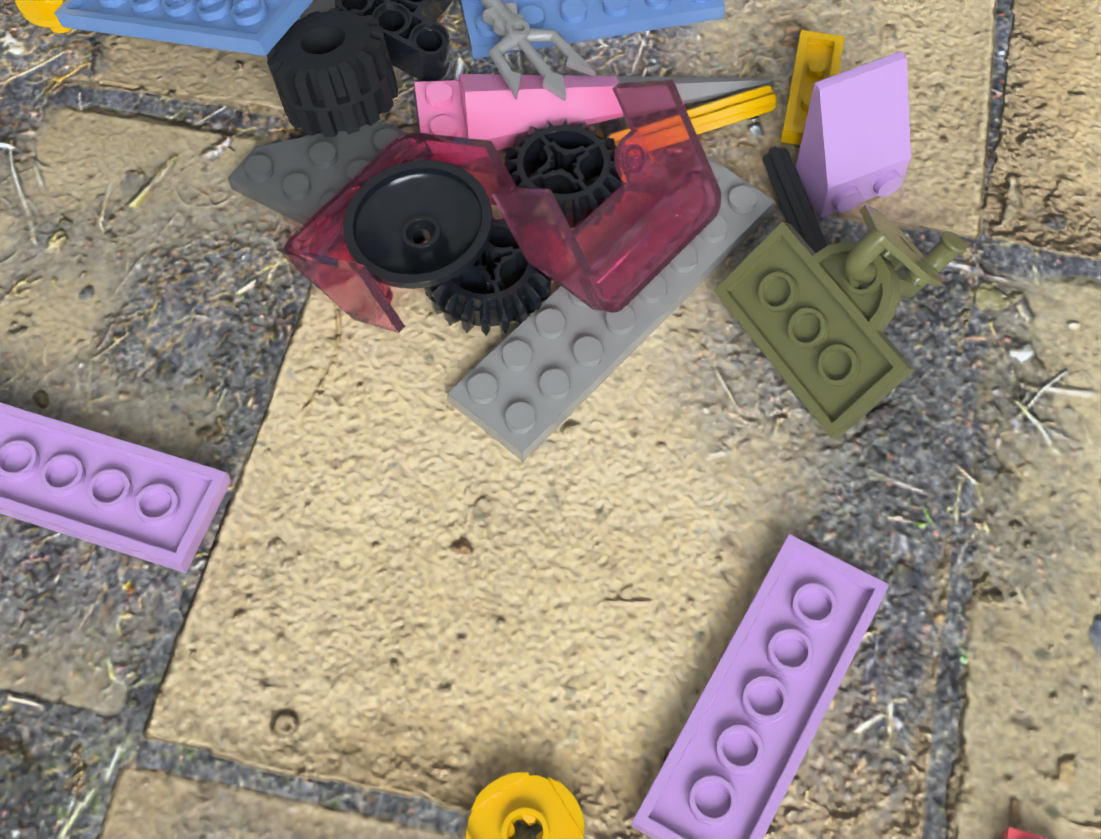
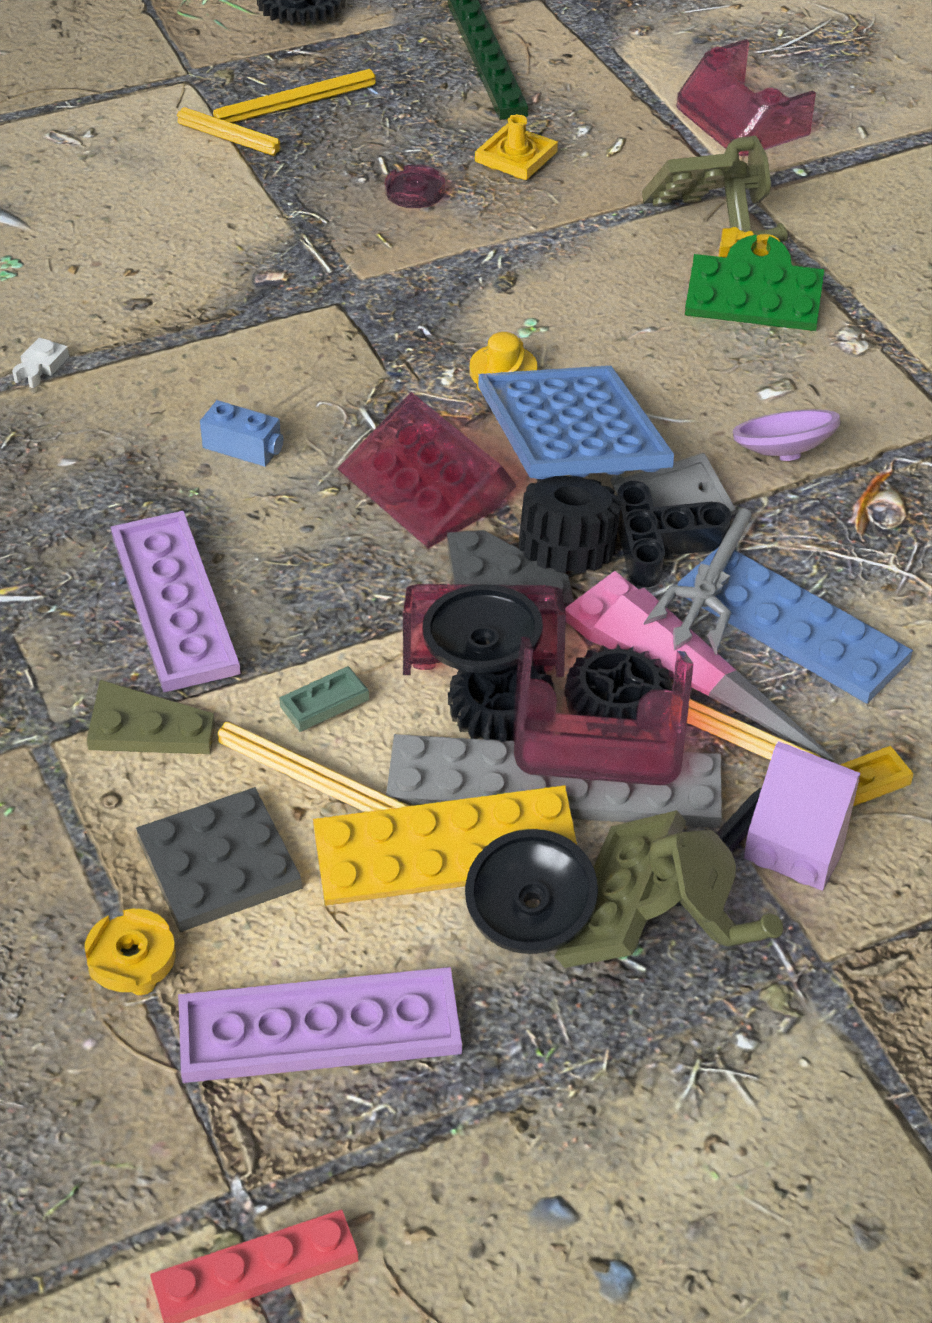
camera: 50 degrees right, 15 degrees down
(131, 141) = (426, 473): none -> clear pink slope
(212, 619) = (147, 723): none -> olive wing
(342, 425) = (324, 698): none -> sand green plate
(441, 495) = (305, 769): none -> yellow axle
(463, 664) = (218, 859): none -> dark grey plate
(627, 446) = (426, 843): none -> yellow plate
(777, 379) = (524, 868): none -> black dish

